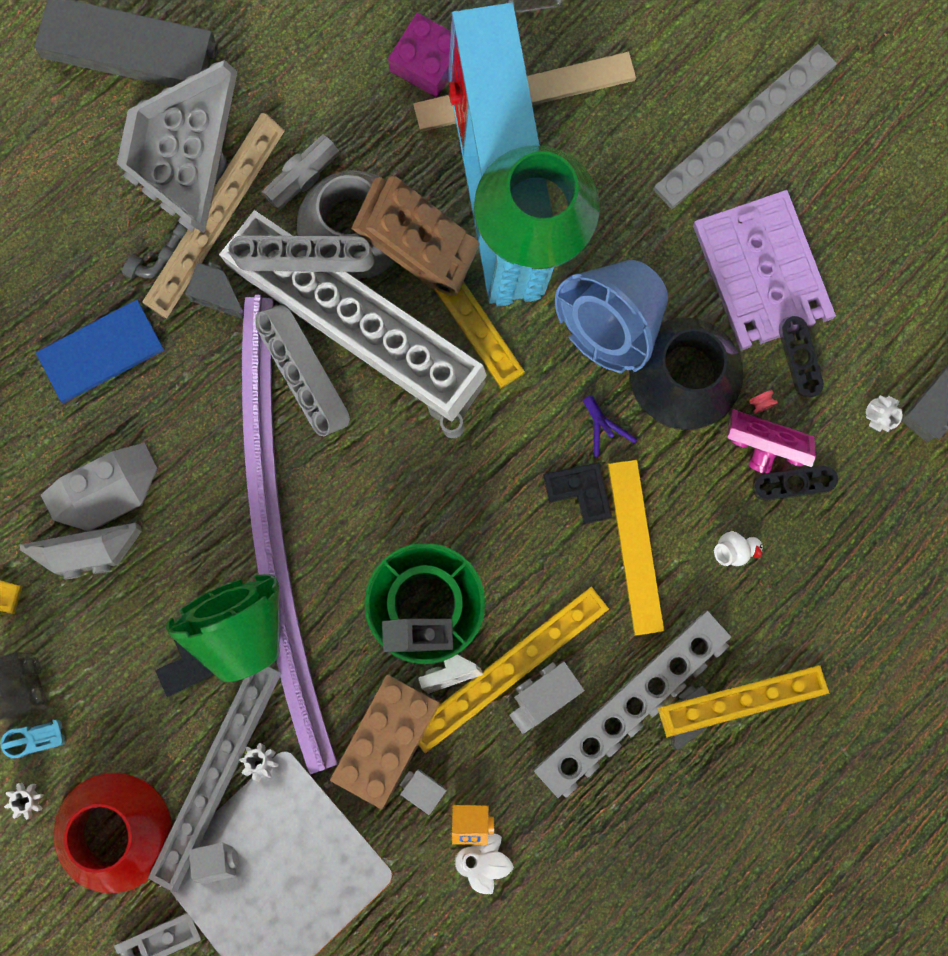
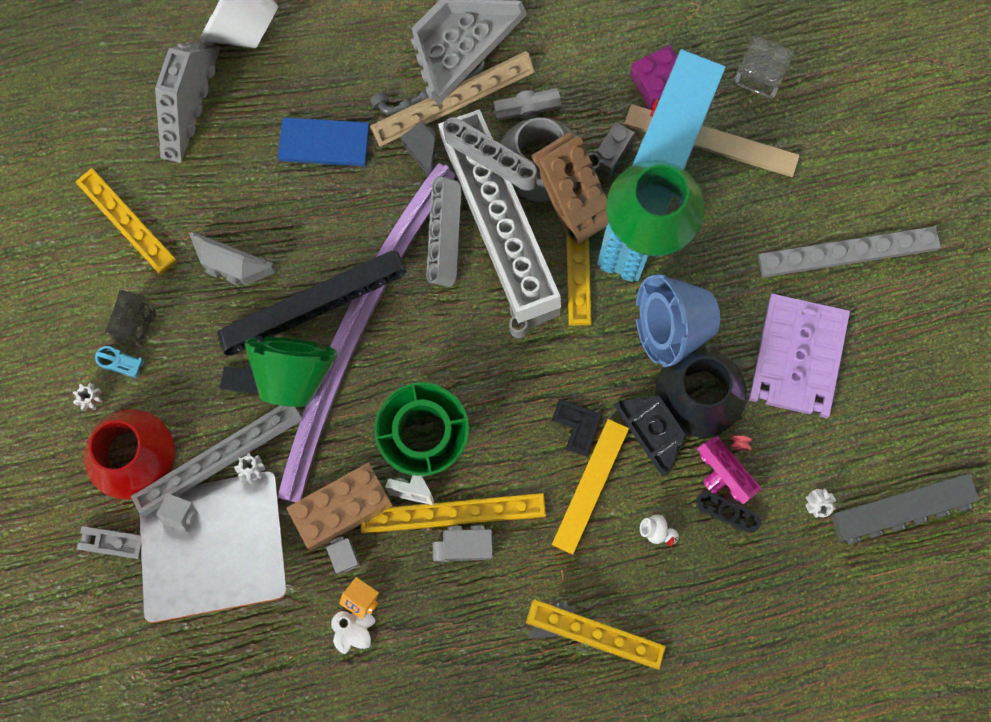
camera: 40 degrees right, 5 degrees down
(102, 488) = (267, 229): light grey wedge -> none
(208, 539) = (312, 302): none -> black beam
(417, 635) = (402, 445): dark grey slope -> none
(426, 165) = (612, 149): none -> light grey hinge
(607, 425) = (621, 387): dark purple plant -> none
(665, 442) = (655, 429): none -> black wing
(704, 628) = (600, 568): light grey brick -> none
(800, 379) = (796, 413): black beam -> none

